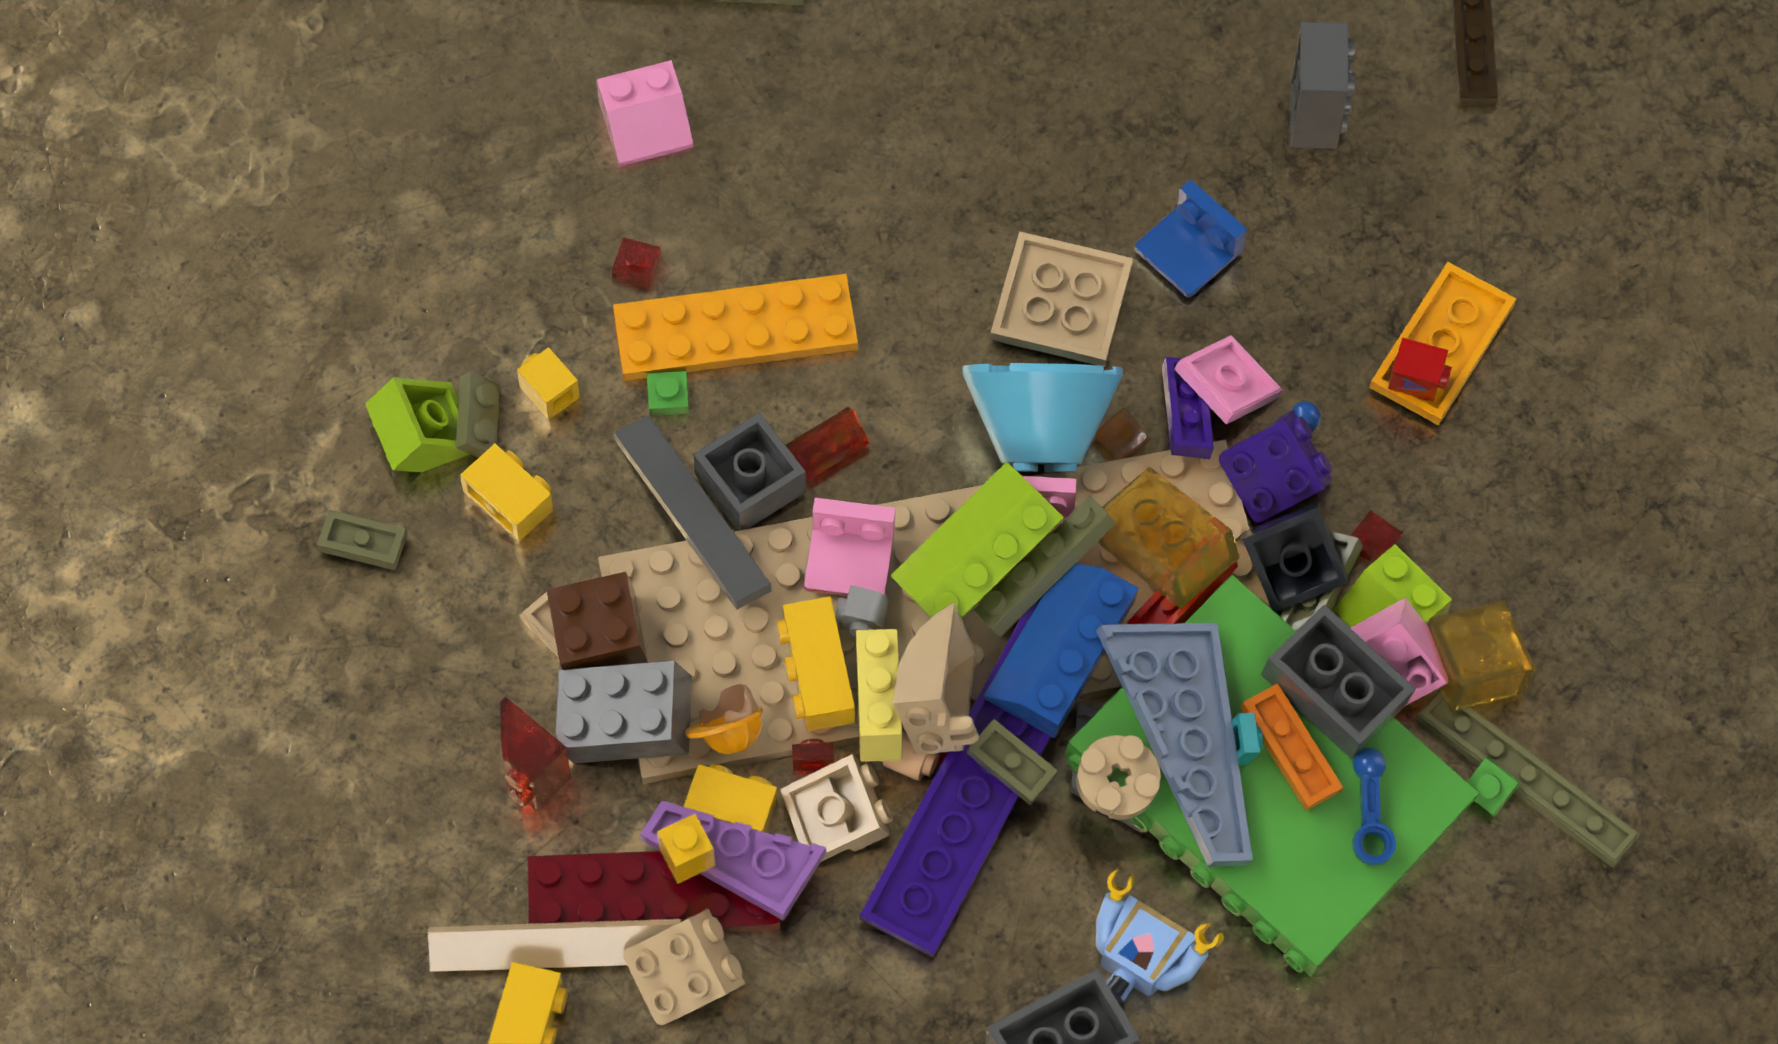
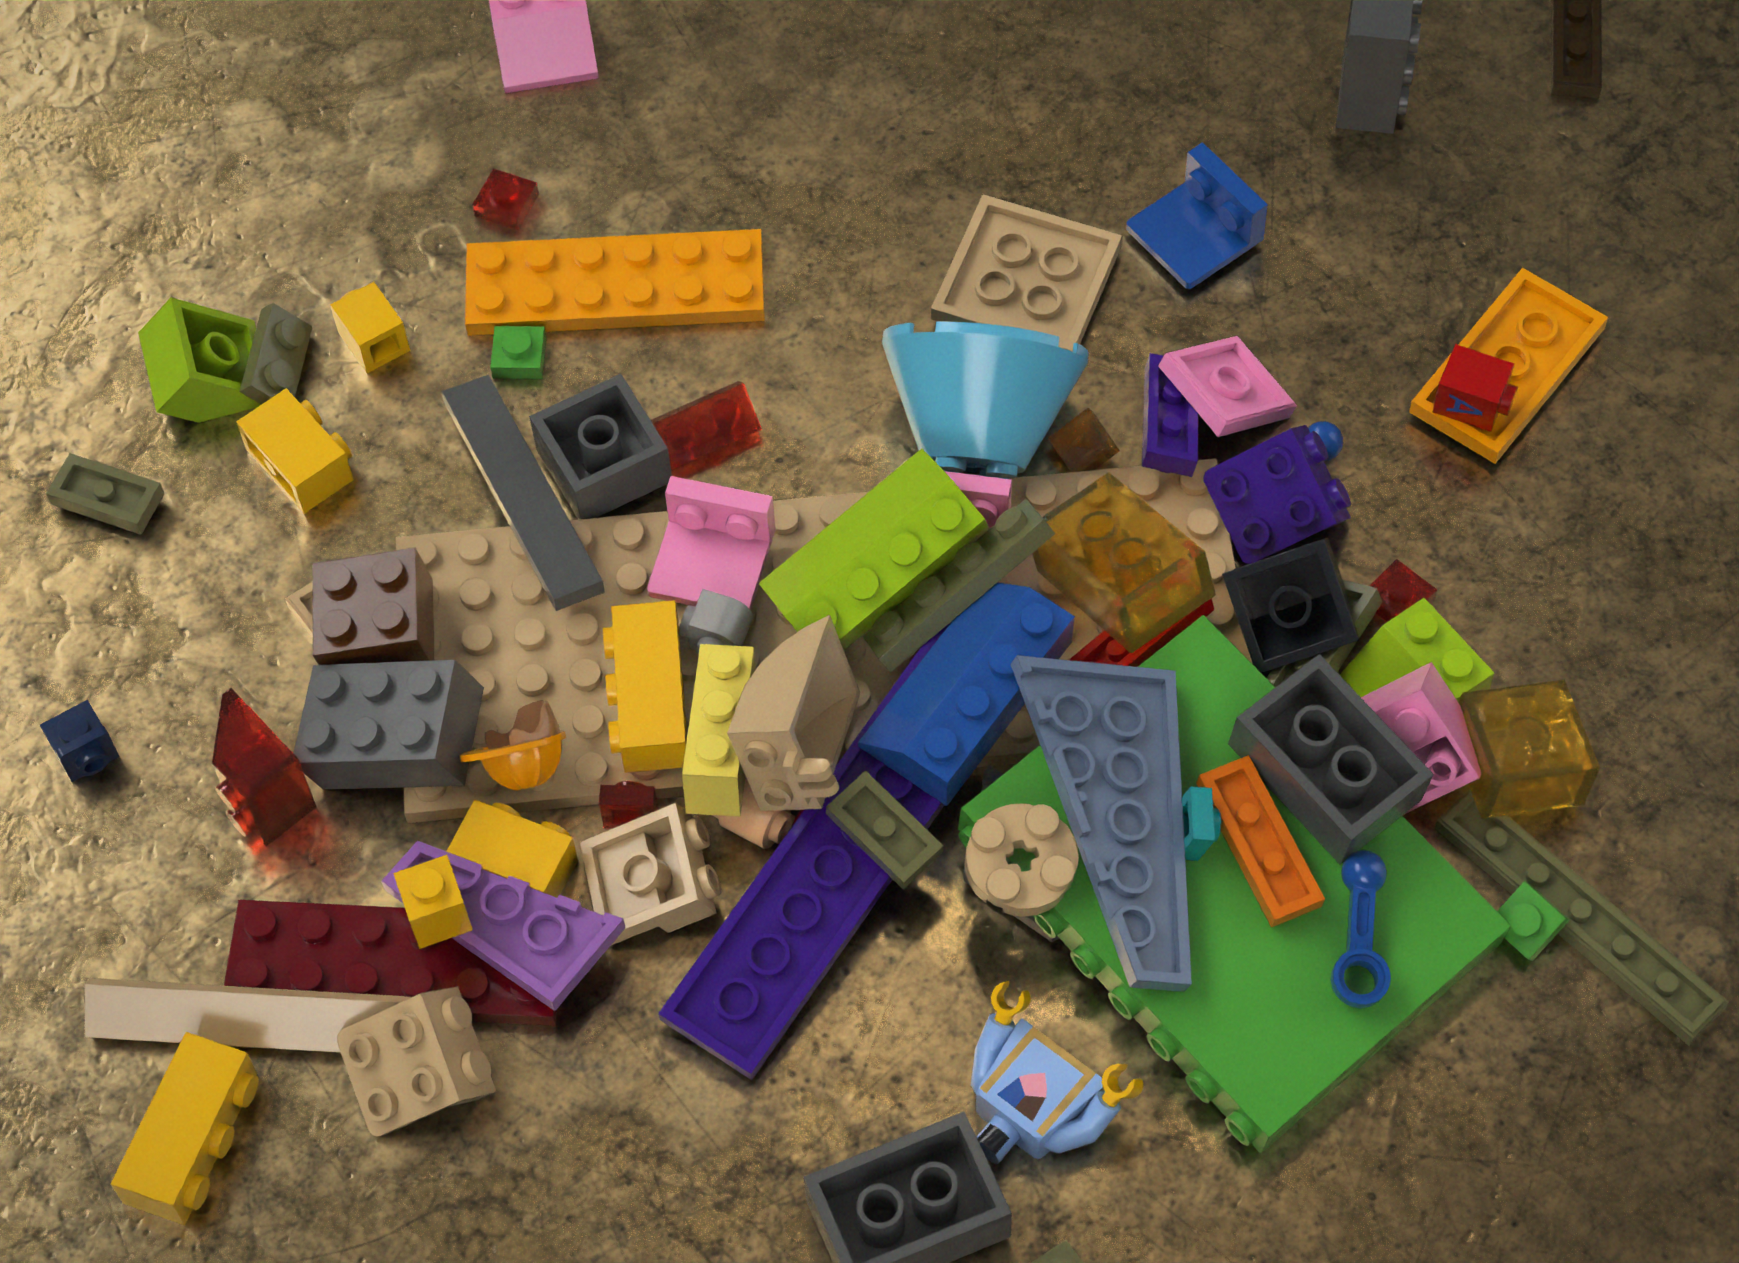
camera: 10 degrees right, 5 degrees down
(380, 742) = (80, 741): none -> dark blue bracket

